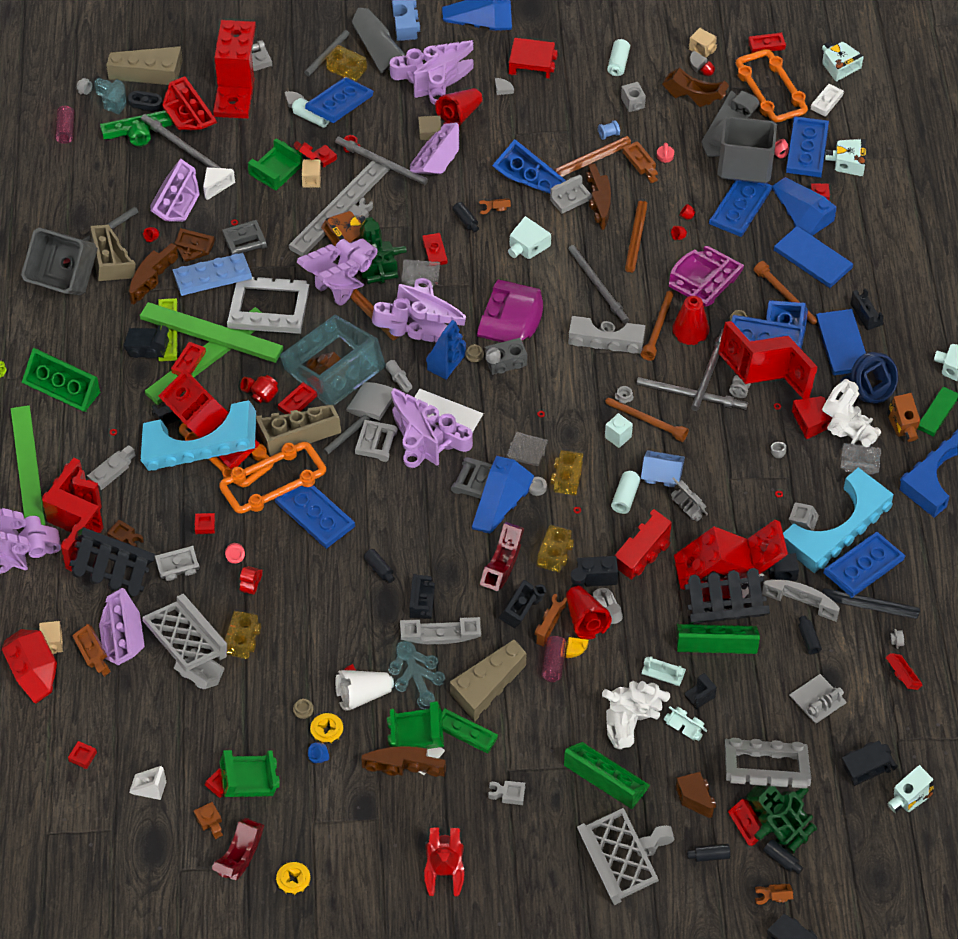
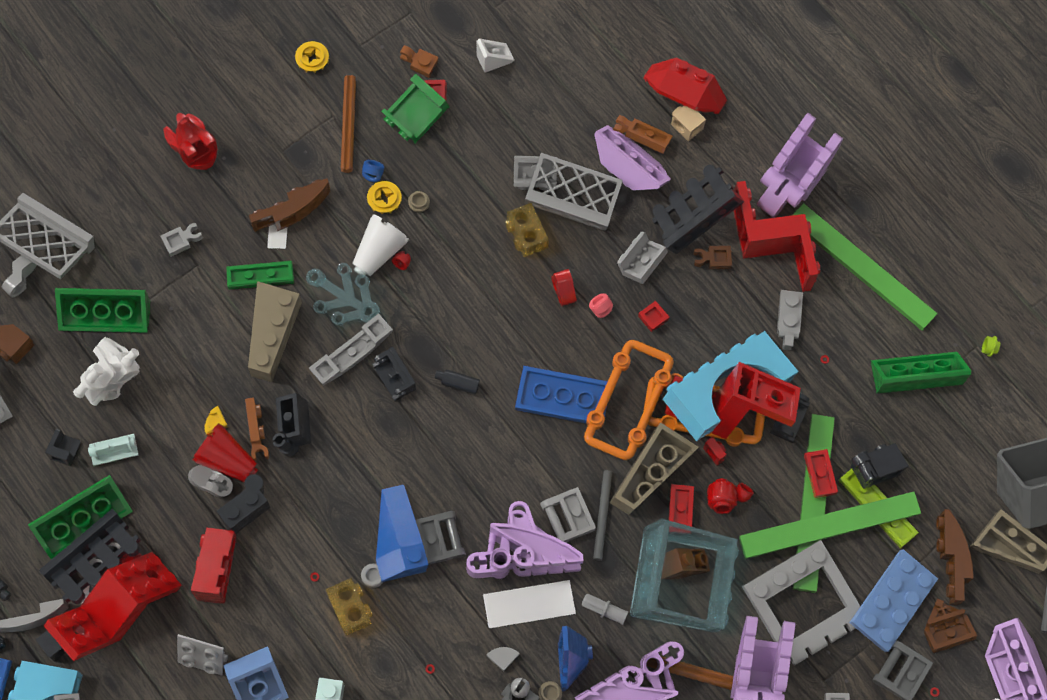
camera: 140 degrees right, 15 degrees up
(82, 755) = (569, 44): red plate -> none
(86, 489) = (781, 262): red bracket -> none
(150, 232) = (999, 609): red hinge -> none
(241, 850) = (369, 38): dark red arch -> none
(307, 804) = (348, 124): none -> dark orange axle
(371, 400) = (608, 559): light grey slope -> none
(417, 728) = (302, 241): green panel -> none
(488, 389) = (503, 657): none -> light grey tile
(505, 556) = (342, 454): dark red arch -> none
(527, 449) = (413, 614): clear piece -> none
(551, 547) = (306, 508): clear yellow brick -> none
(554, 658) = (224, 391): clear pink brick -> none
(625, 492) = (274, 624): light aqua brick -> none
(679, 718) = (50, 408): light aqua hinge -> none

